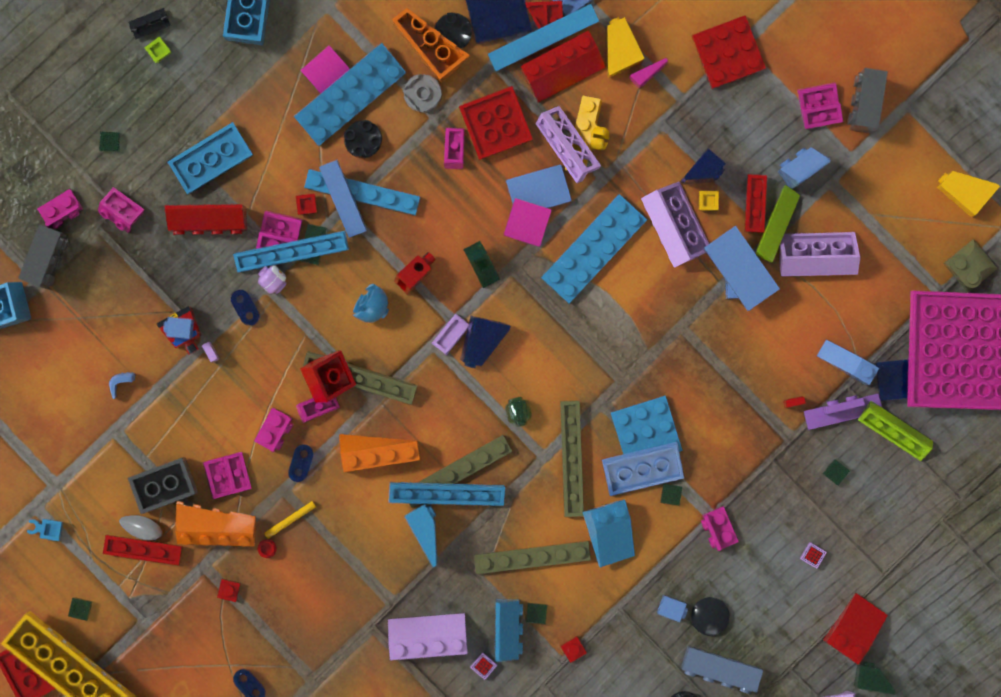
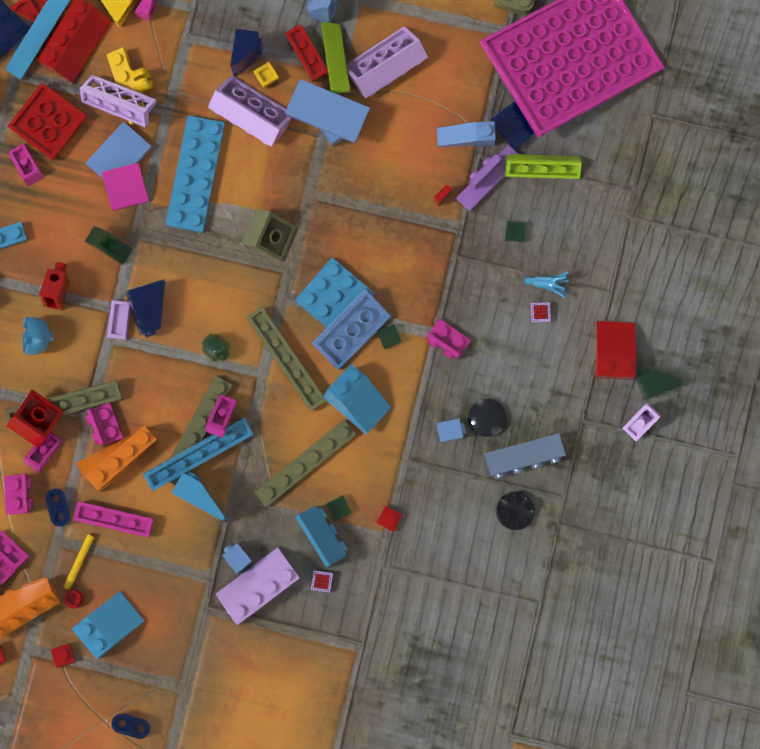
camera: 30 degrees left, 5 degrees down
(282, 589) = (108, 625): none -> dark azure slope
(341, 503) = (113, 519): none -> dark pink plate
(383, 417) = (104, 424): none -> dark pink bracket
(425, 601) = (236, 557): none -> medium blue brick
(486, 474) = (221, 415): none -> dark pink slope
(624, 342) = (269, 234): none -> olive slope
(836, 535) = (549, 283): none -> dark azure piece

